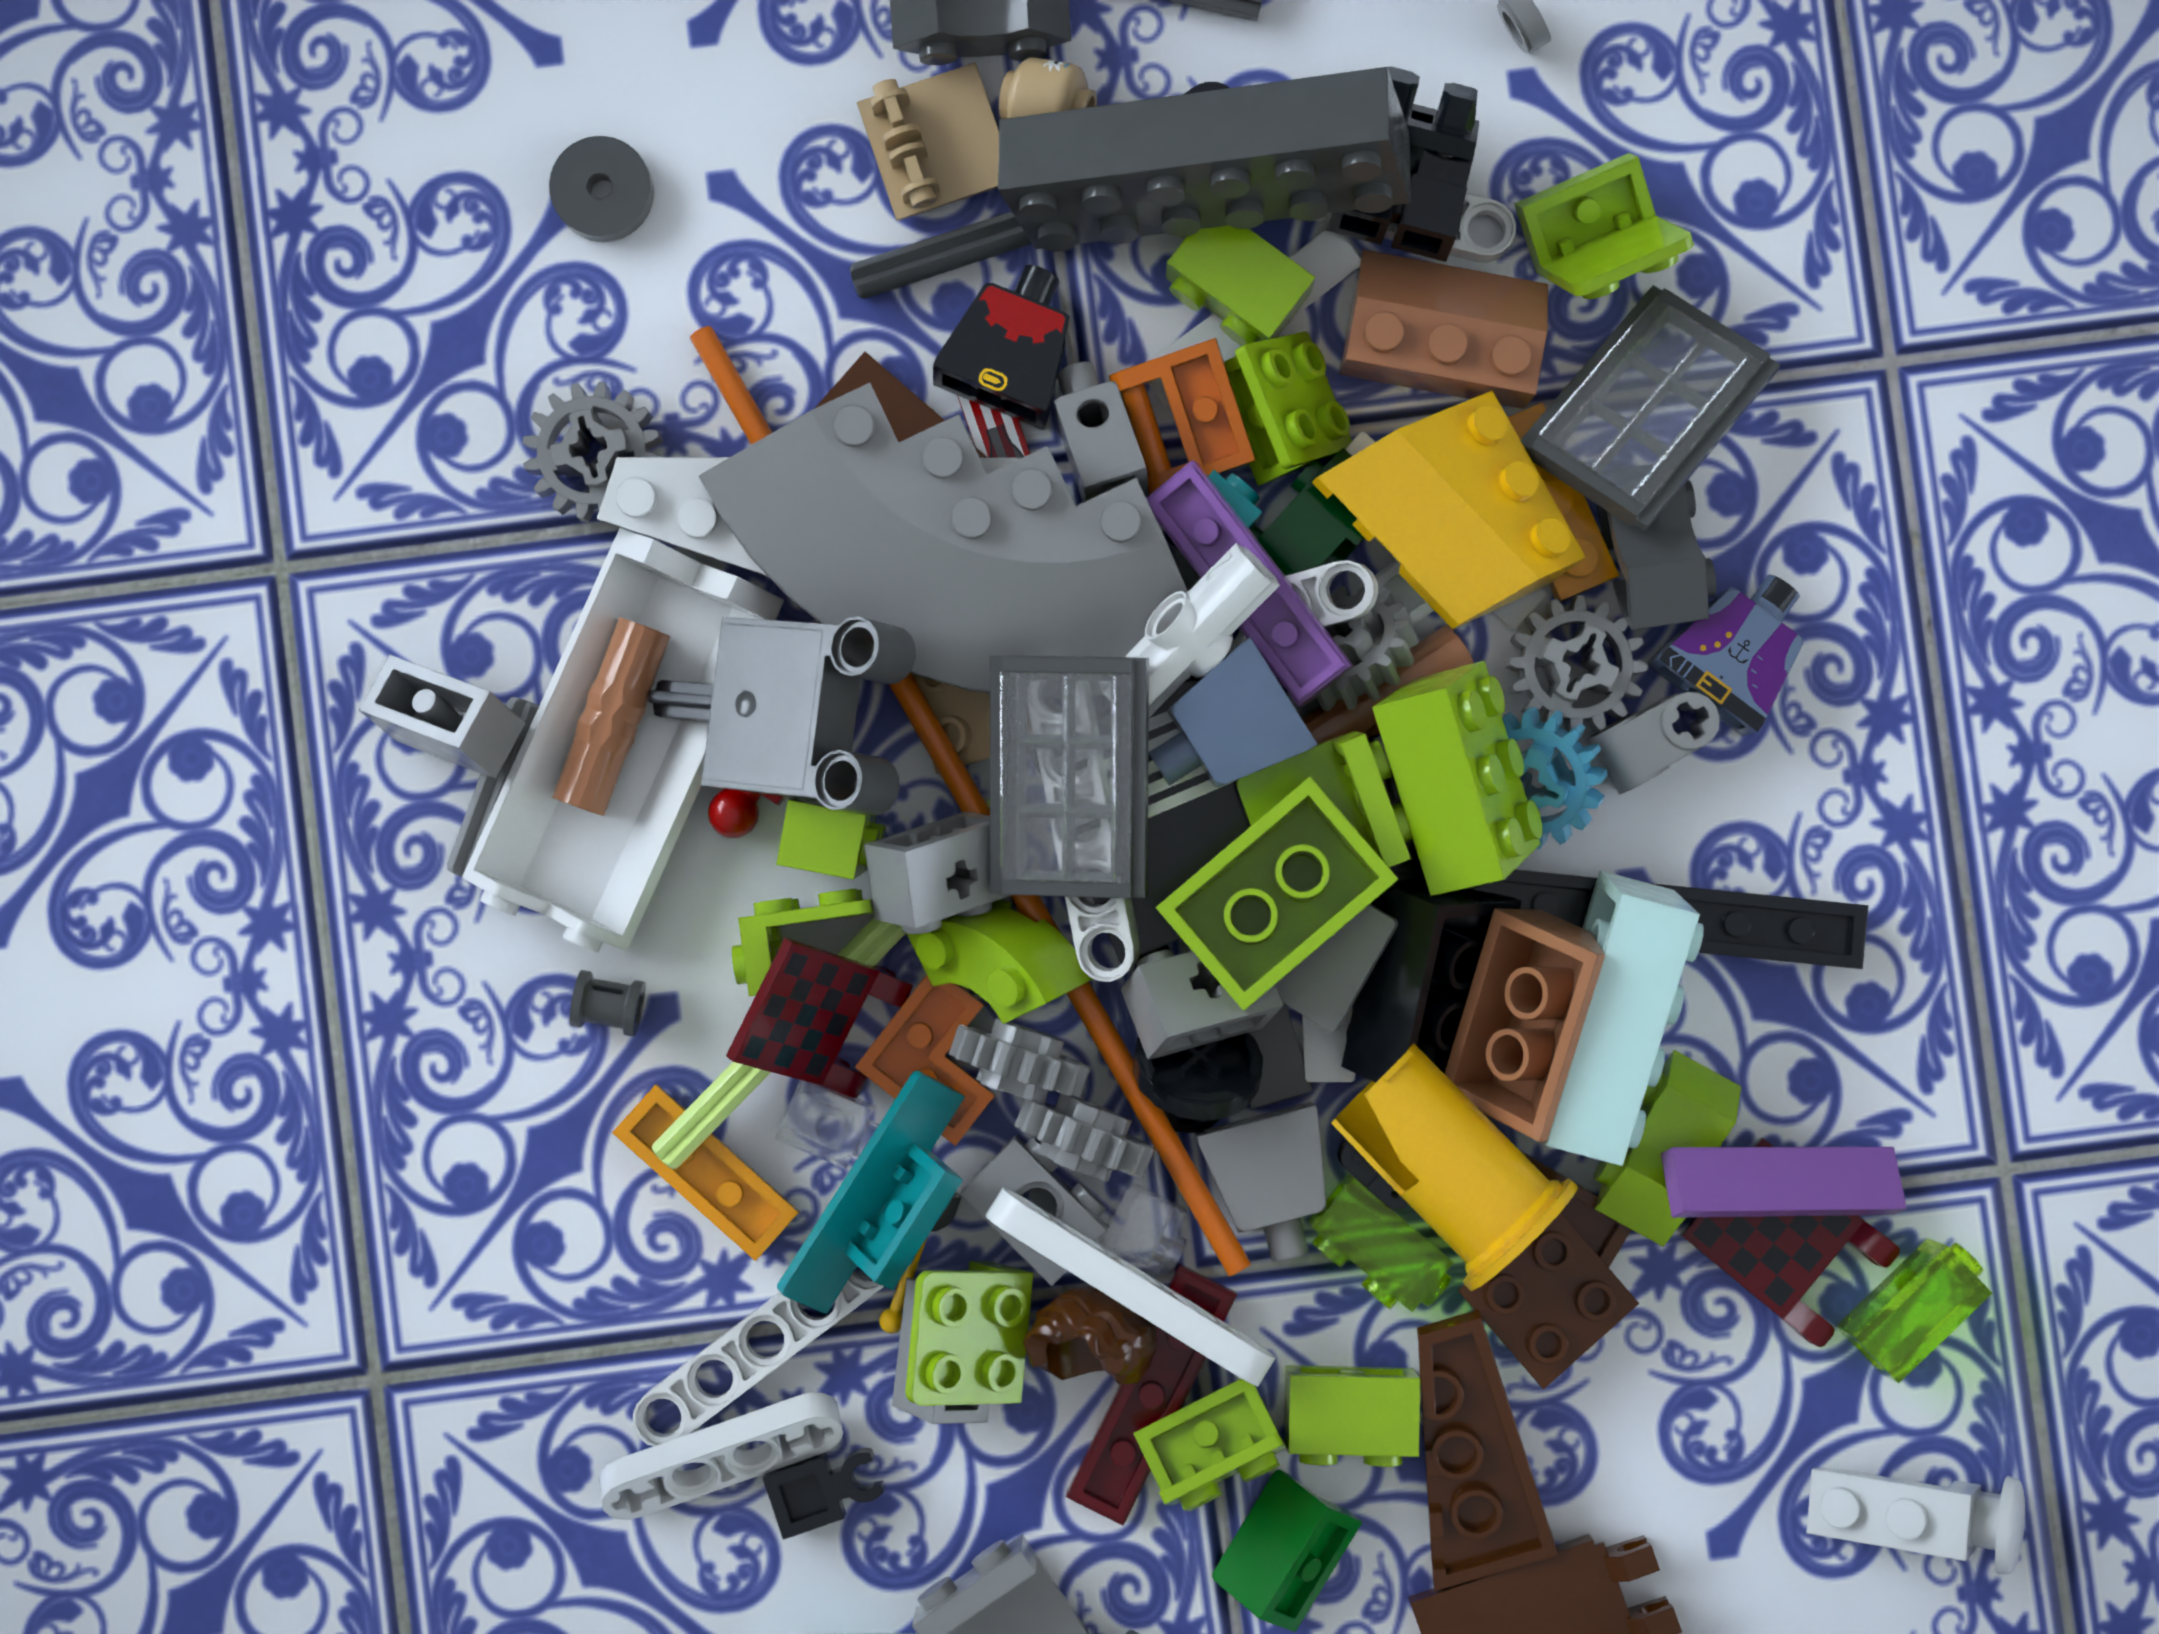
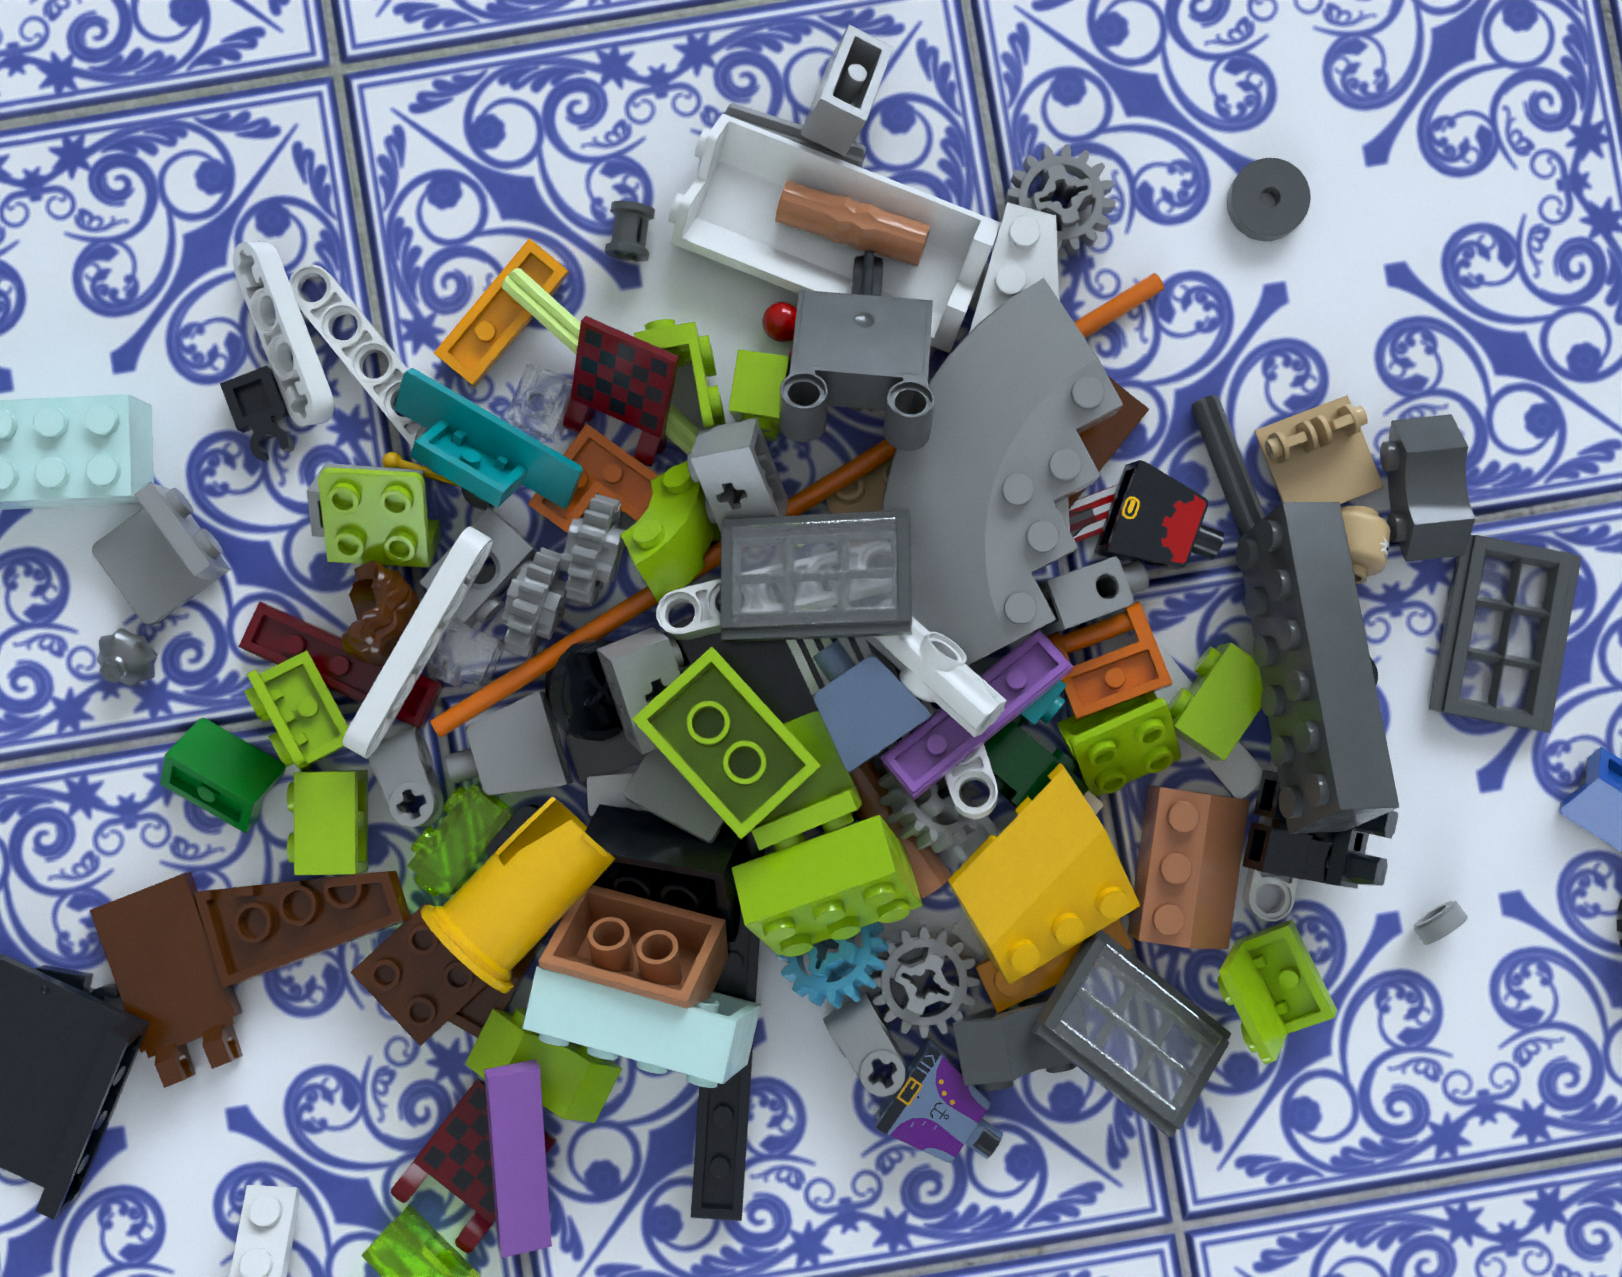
camera: 85 degrees right, 0 degrees up
(1285, 1312) = (406, 771): none -> light grey piece

